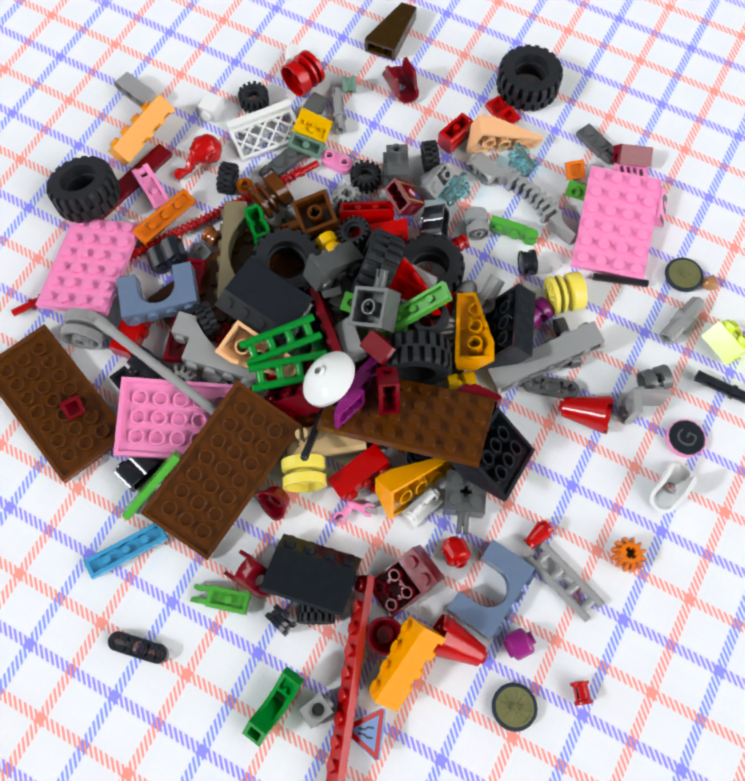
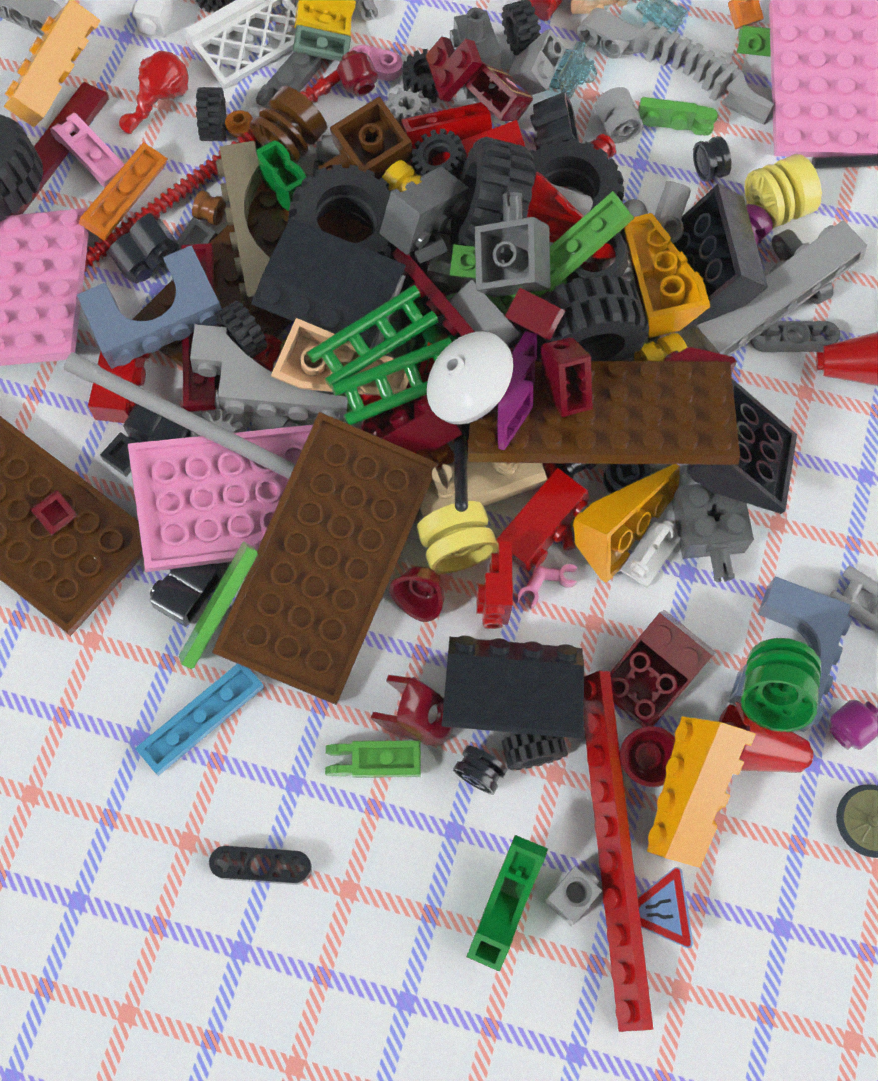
camera: 15 degrees left, 0 degrees up
(80, 329) = (38, 387): light grey wheel -> none
(318, 512) = (496, 594): none -> red plate
(322, 167) = (357, 73): none -> dark red head
(378, 175) = (452, 68): none -> dark red plate
(455, 552) = (722, 609): red head -> none
(471, 611) = (781, 684): none -> green wheel
(539, 534) = (839, 555): red cone -> none

